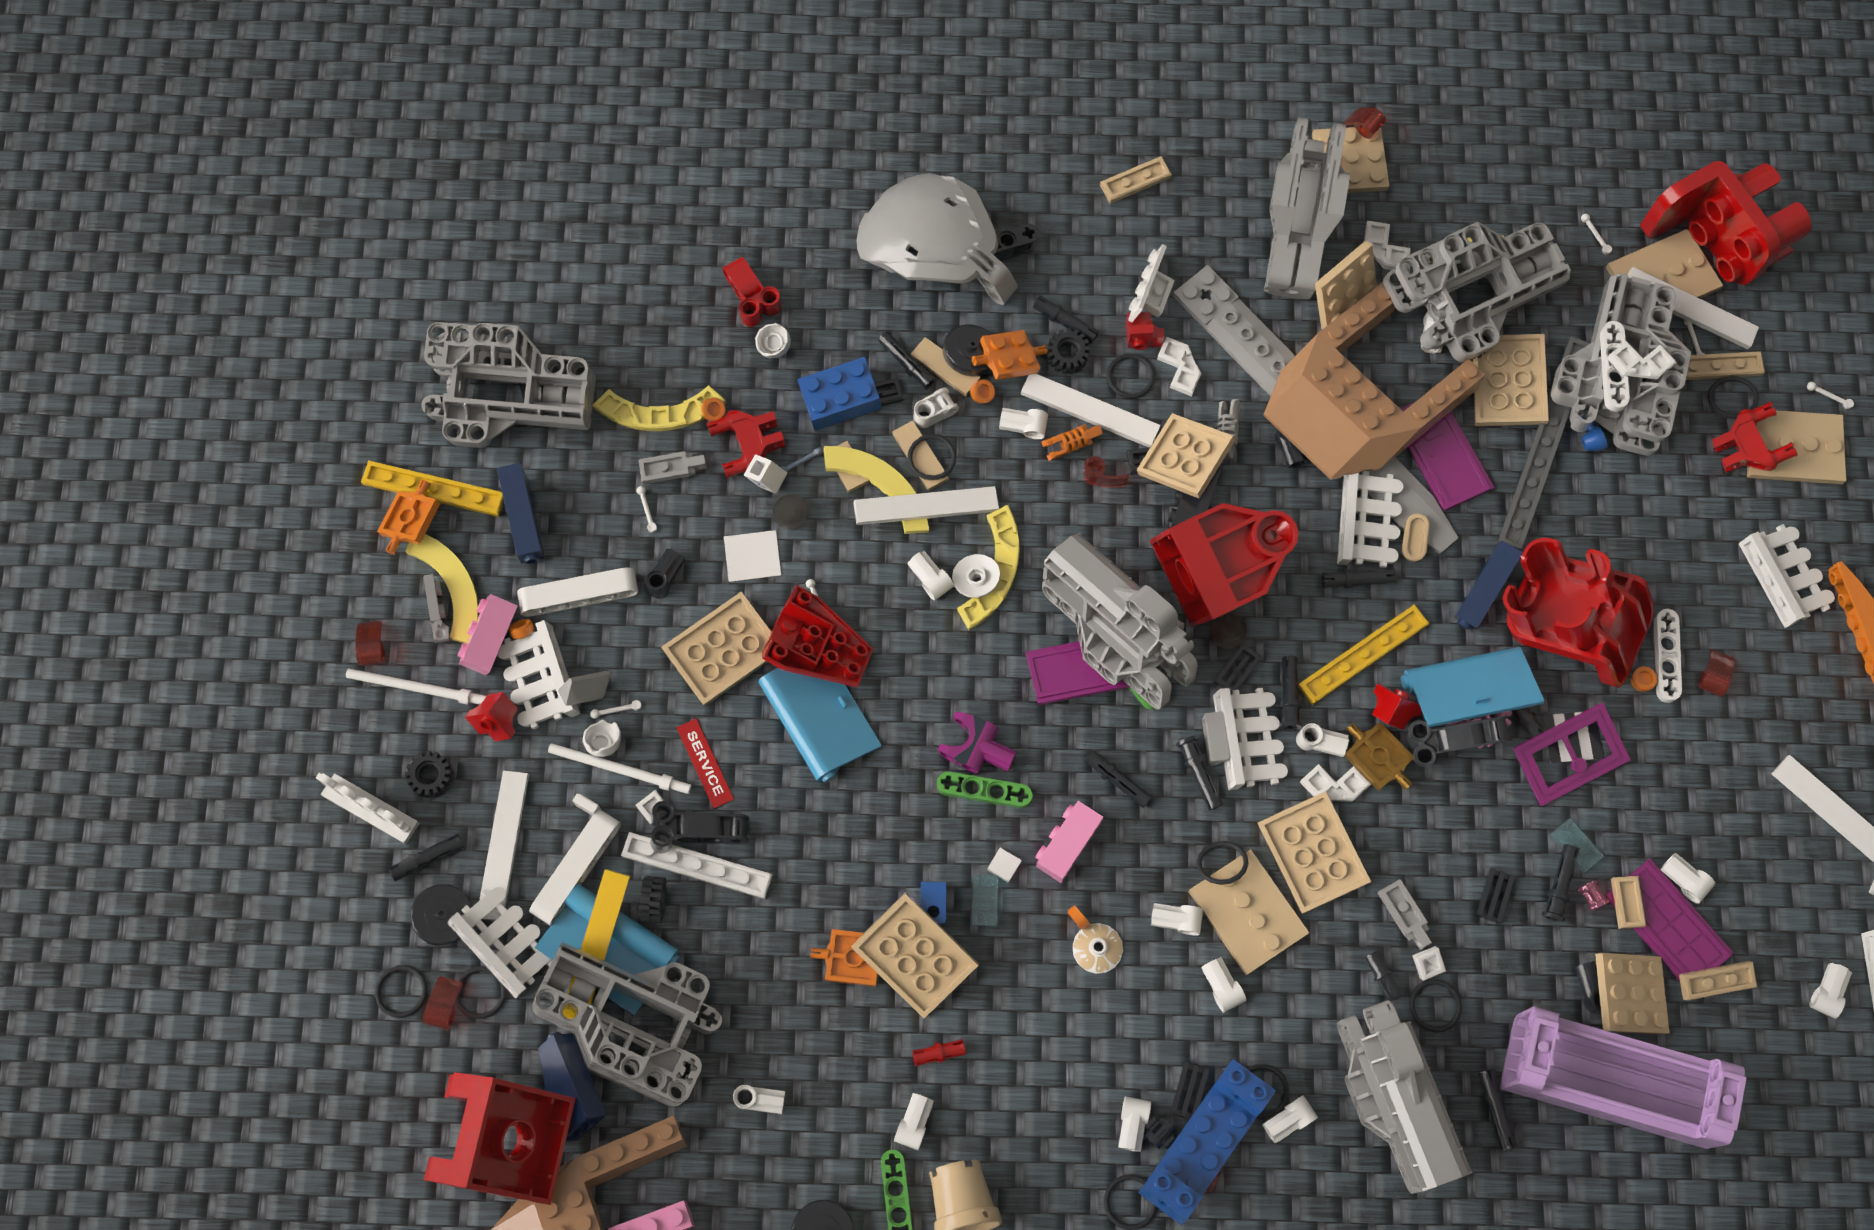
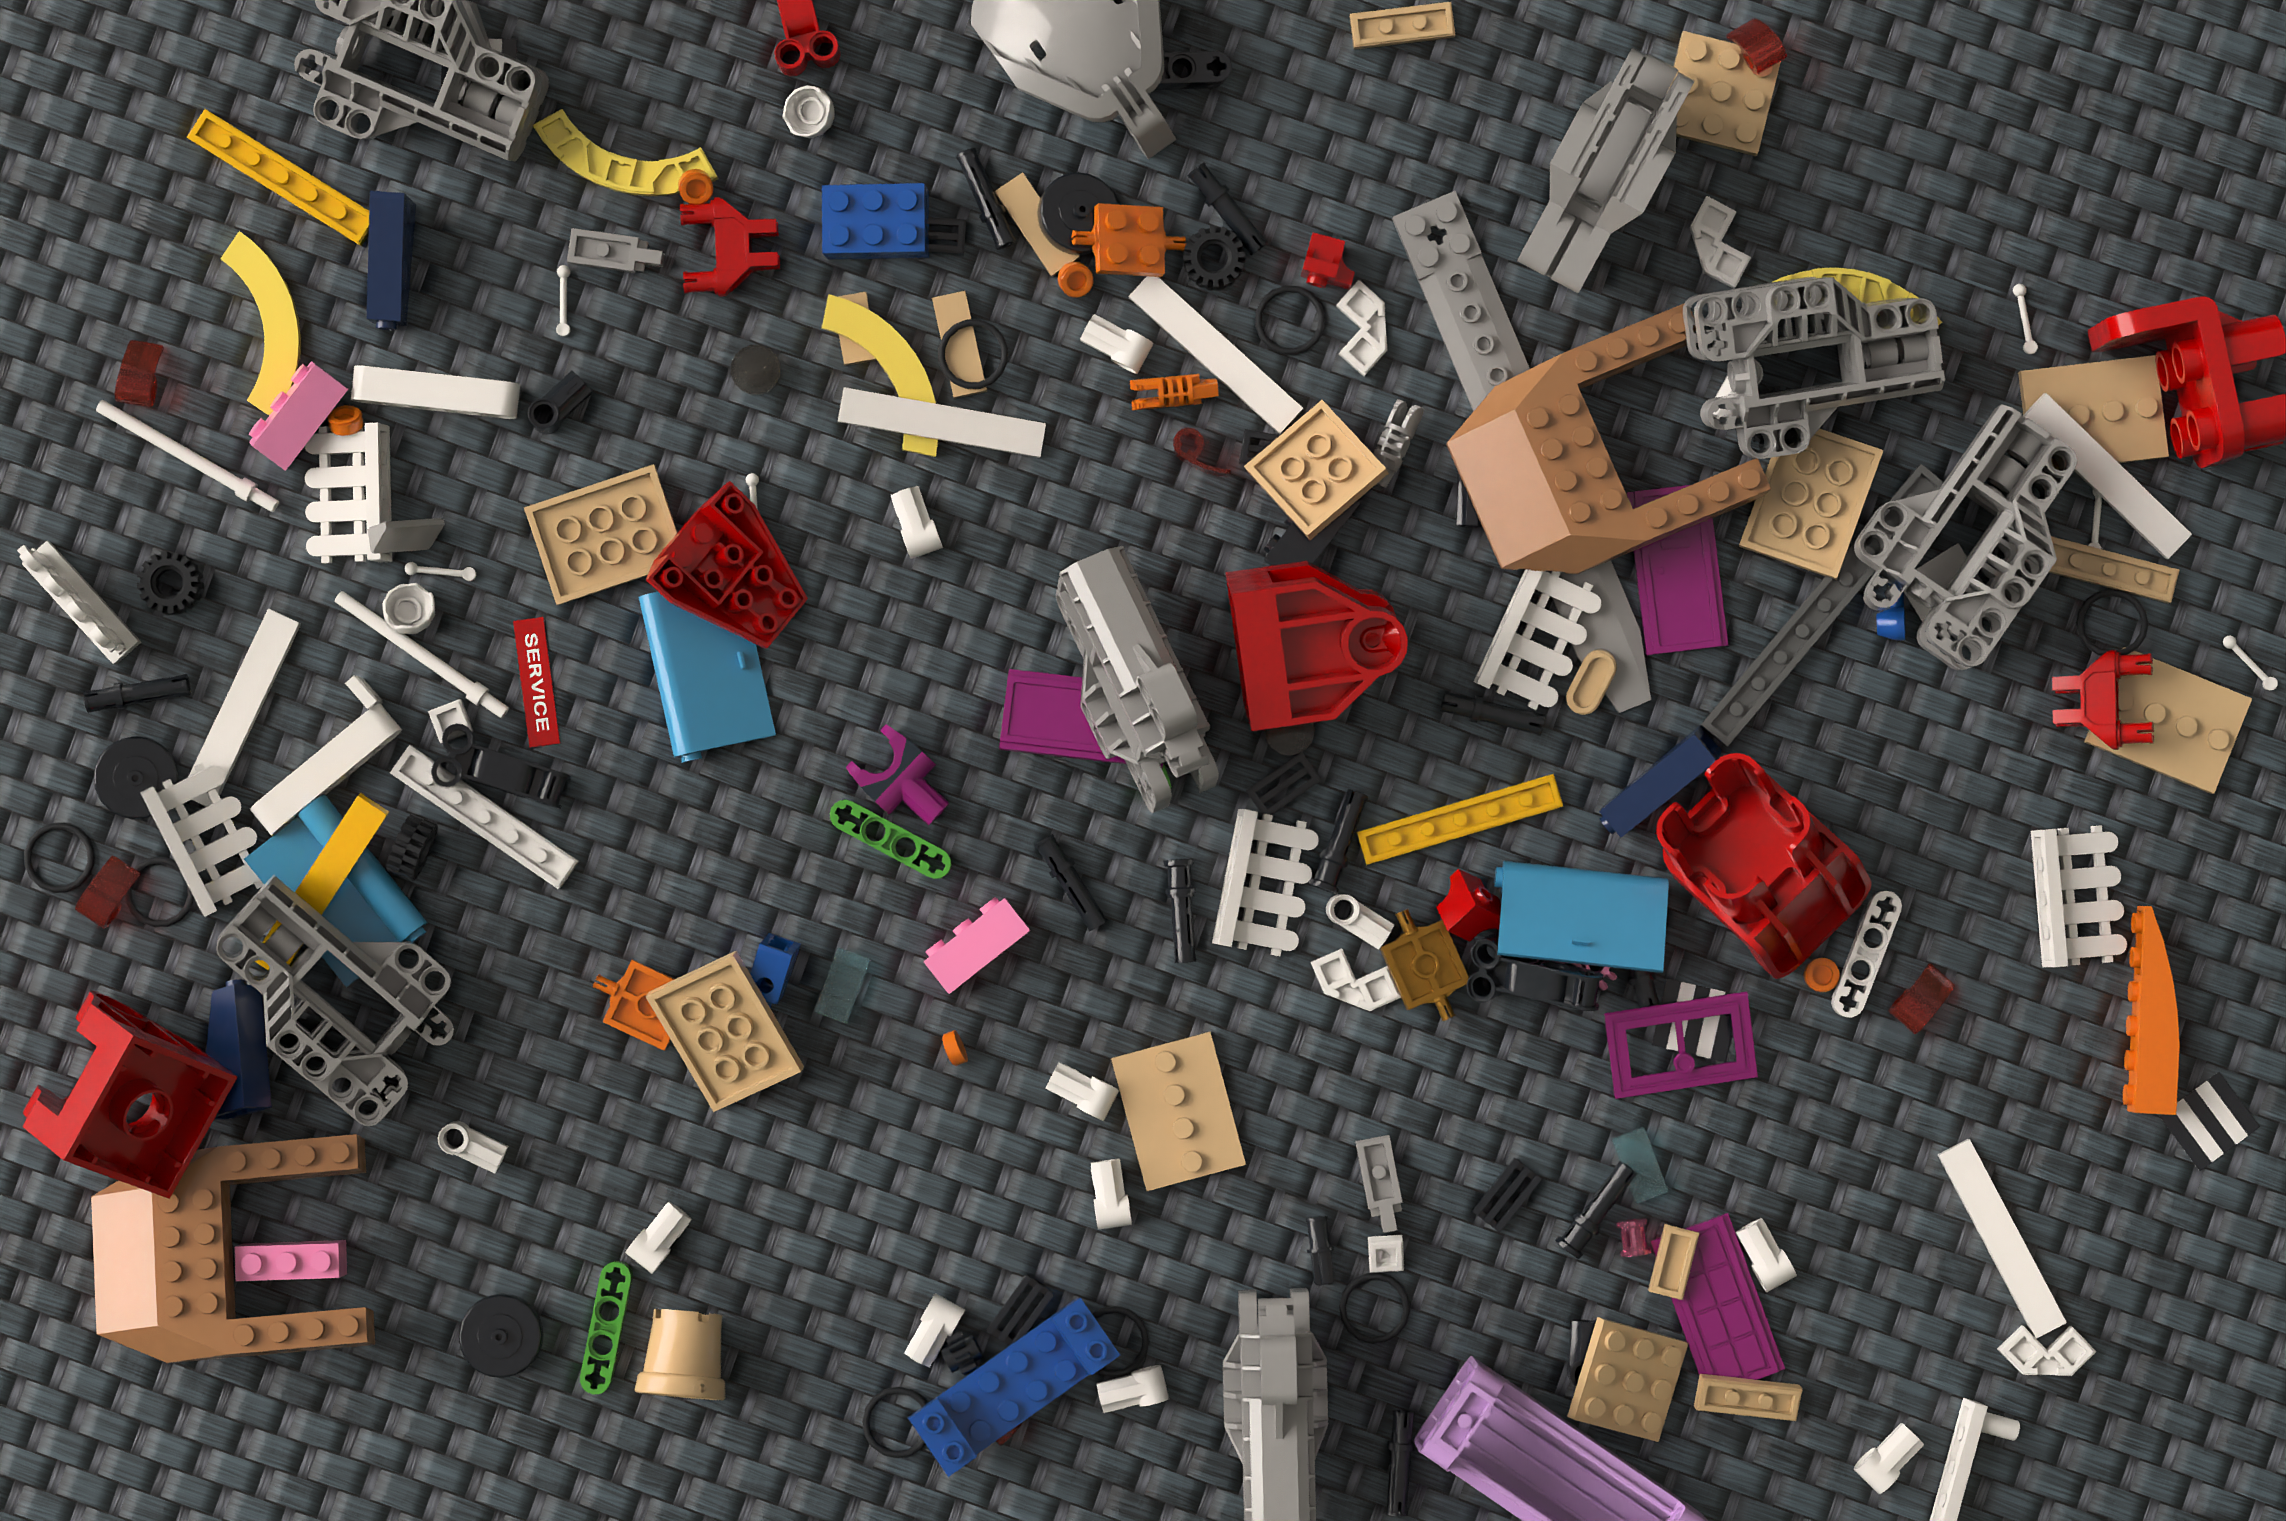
camera: 20 degrees right, 15 degrees up
(408, 517) = (236, 213): orange plate -> none
(436, 611) = (238, 357): light grey hinge -> none
(494, 716) = (275, 533): red brick -> none
(752, 555) = (686, 413): white sticker -> none
(765, 474) = (737, 307): white brick -> none
(817, 452) = (765, 304): sand blue hinge -> none
(938, 1052) = (718, 1161): red pin -> none
(939, 407) = (1003, 283): white piece -> none
(976, 567) = (974, 529): white dish -> none
(1004, 865) = (883, 947): white tile -> none
(1006, 557) = (1017, 545): light yellow tile -> none
(1093, 960) = (985, 1088): tan dish -> none
(1154, 289) = (1364, 208): white bracket -> none
(1215, 738) = (1217, 871): light grey slope -> none
(1223, 881) = (1170, 1066): black piece -> none
(1314, 852) = (1291, 1063): tan plate -> none
(1346, 283) = (1629, 295): tan plate -> none
(1607, 367) = (1939, 541): white beam -> none
(1631, 364) = (1966, 552): white tile -> none

